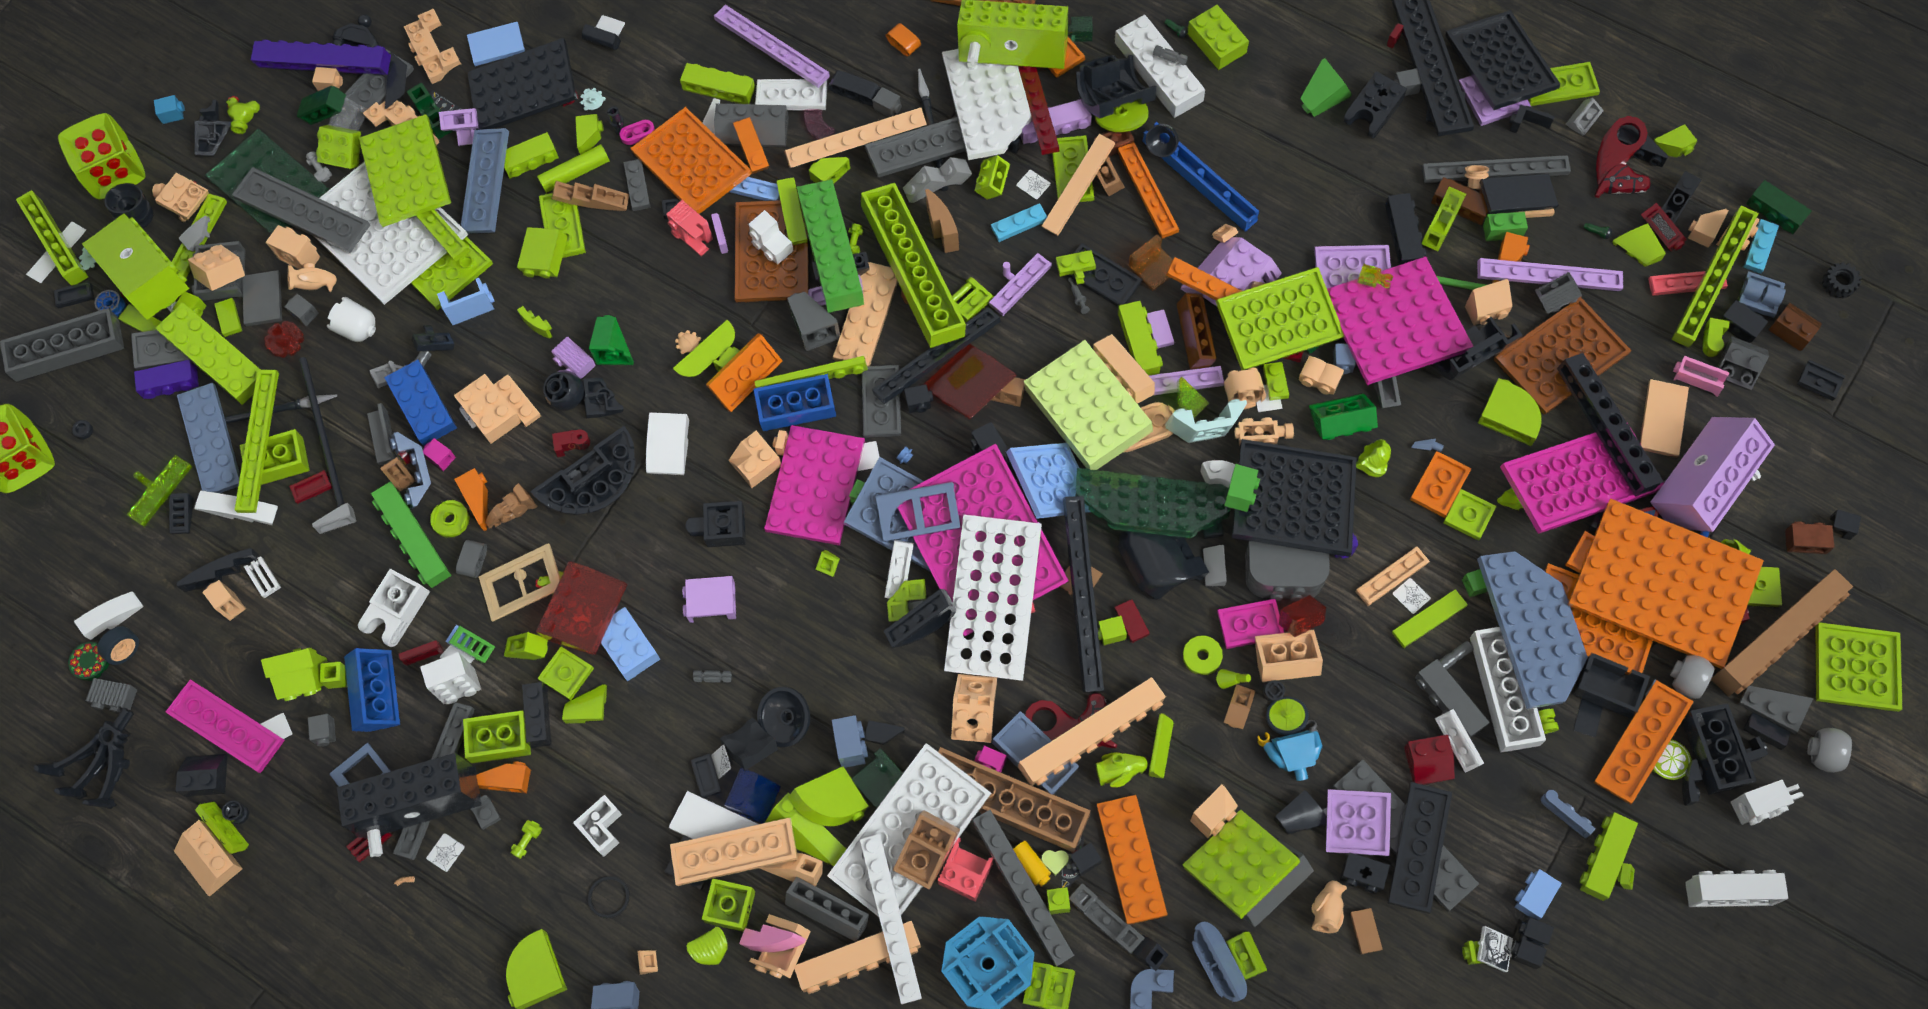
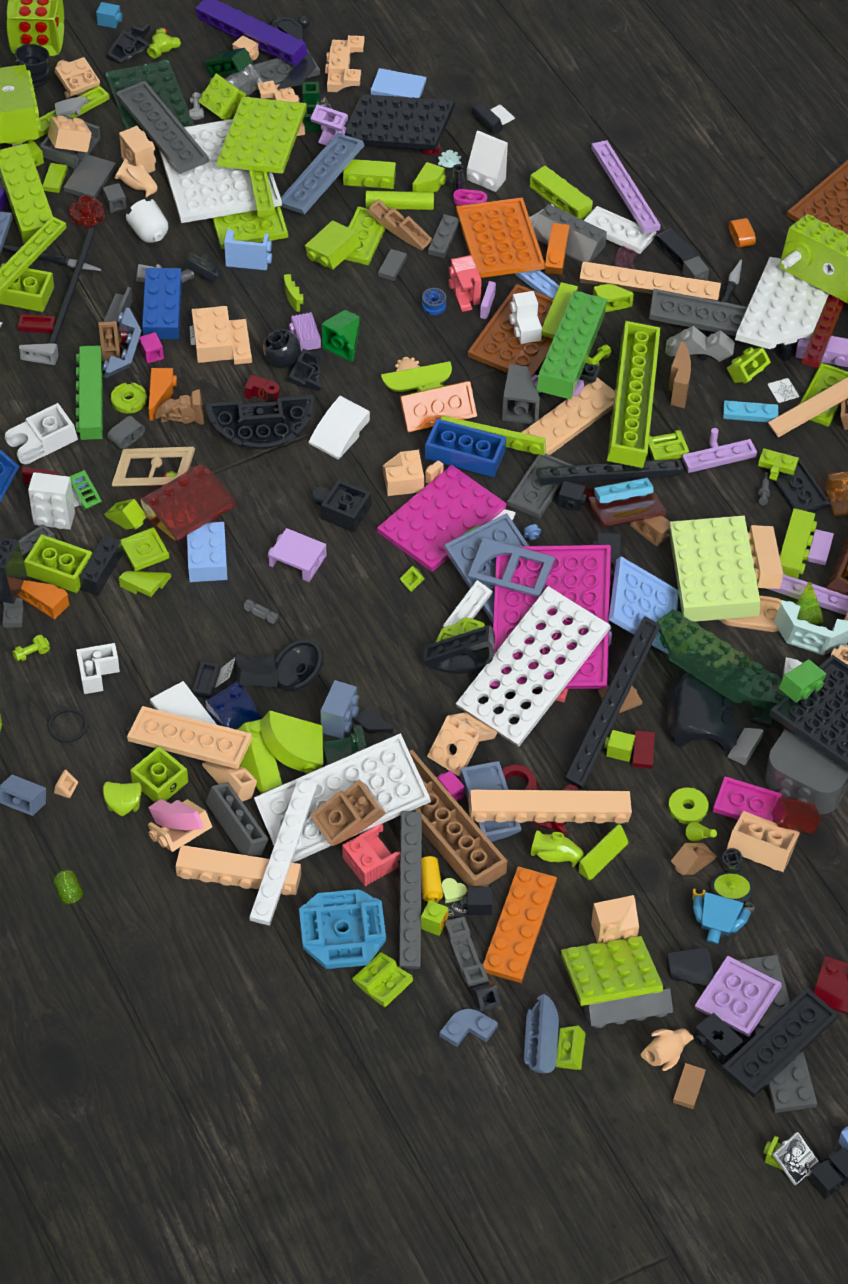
camera: 25 degrees right, 15 degrees down
(608, 241) = (392, 264): none -> dark grey tile
(633, 88) = (487, 161): none -> white slope
(671, 254) = (434, 301): none -> blue wheel
(963, 370) = (623, 490): none -> medium azure plate

